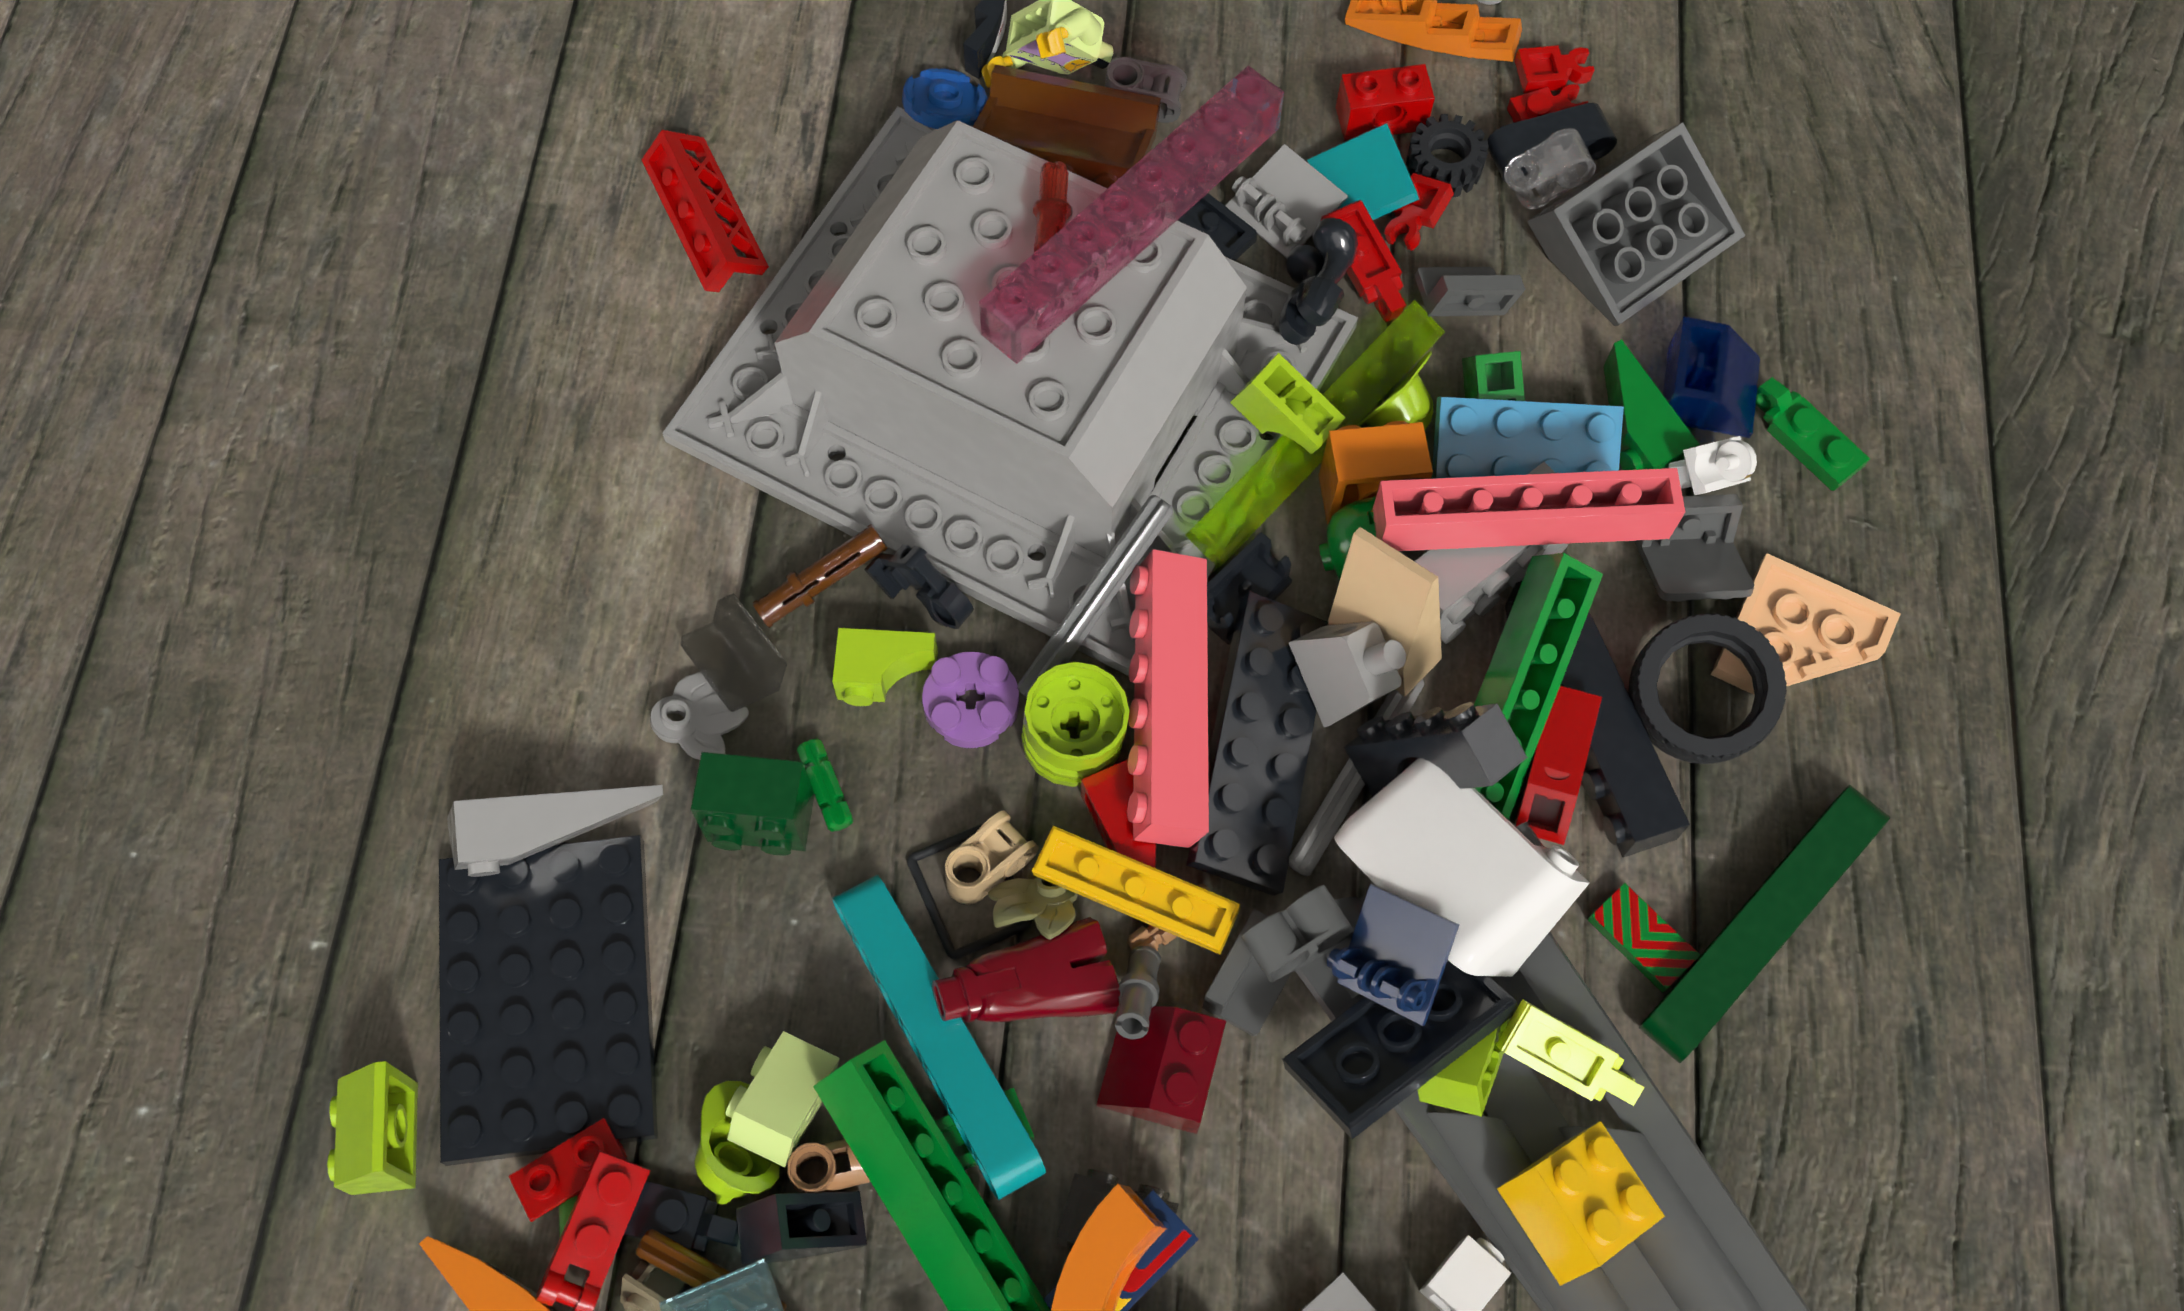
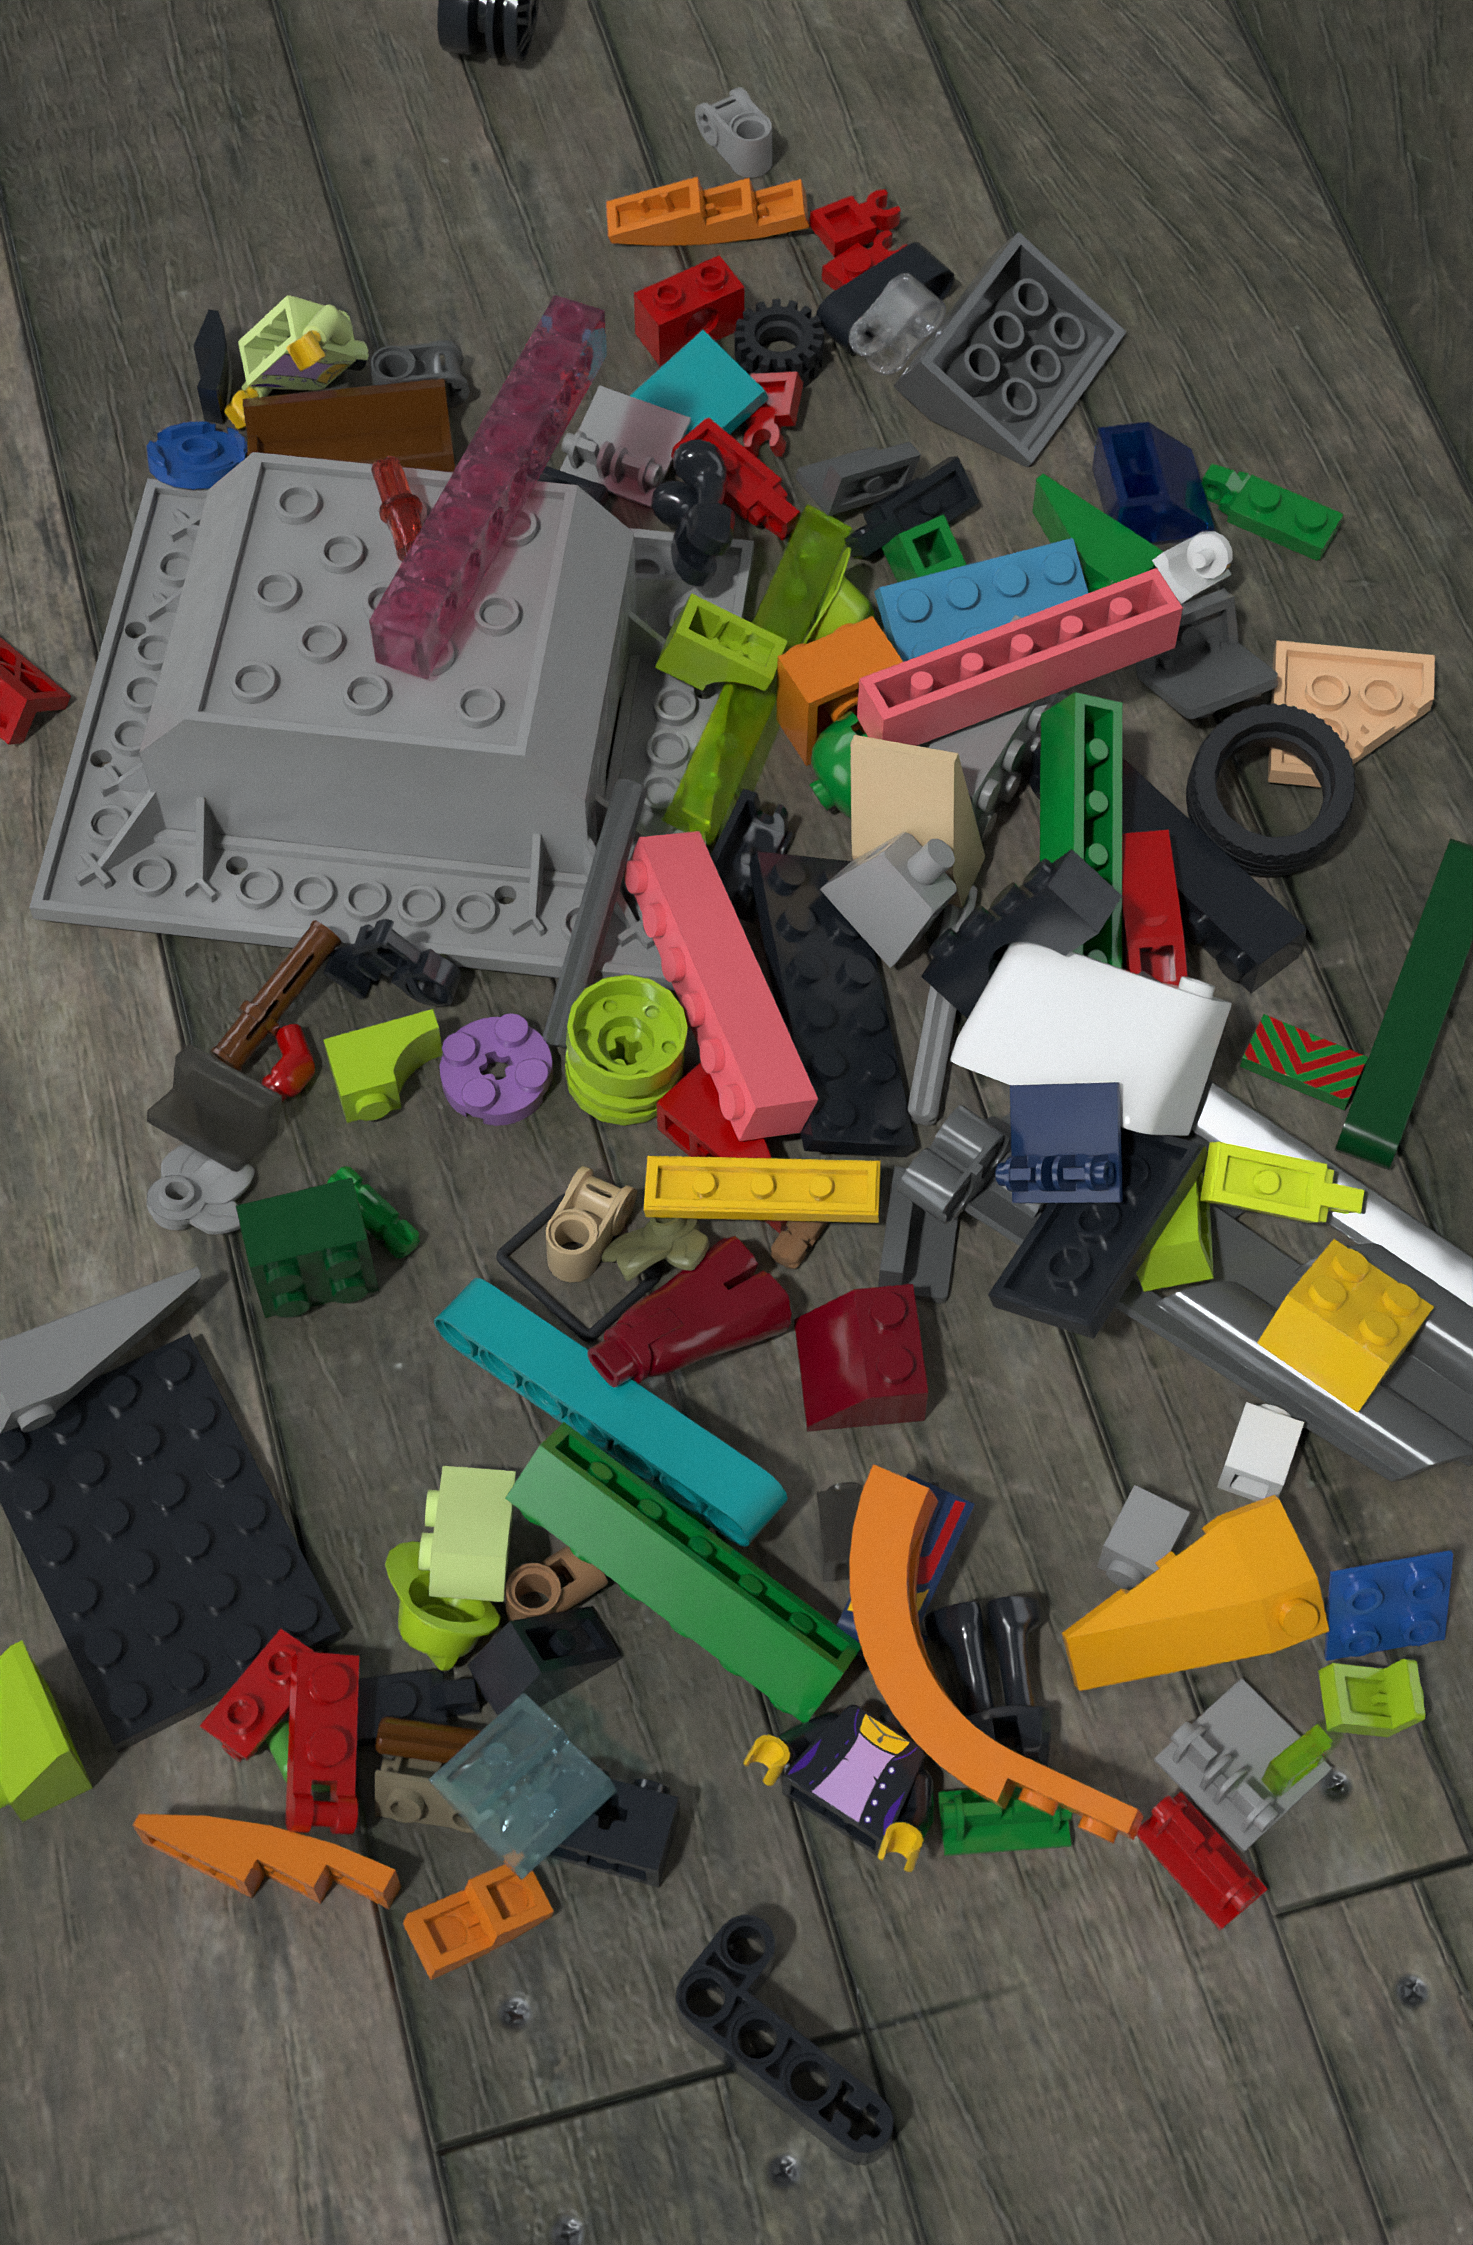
camera: 20 degrees left, 5 degrees down
(811, 640) = (294, 1067): none -> red arm
(1138, 992) = (808, 1291): dark grey pin -> none
(1515, 329) = (934, 493): none -> black hinge

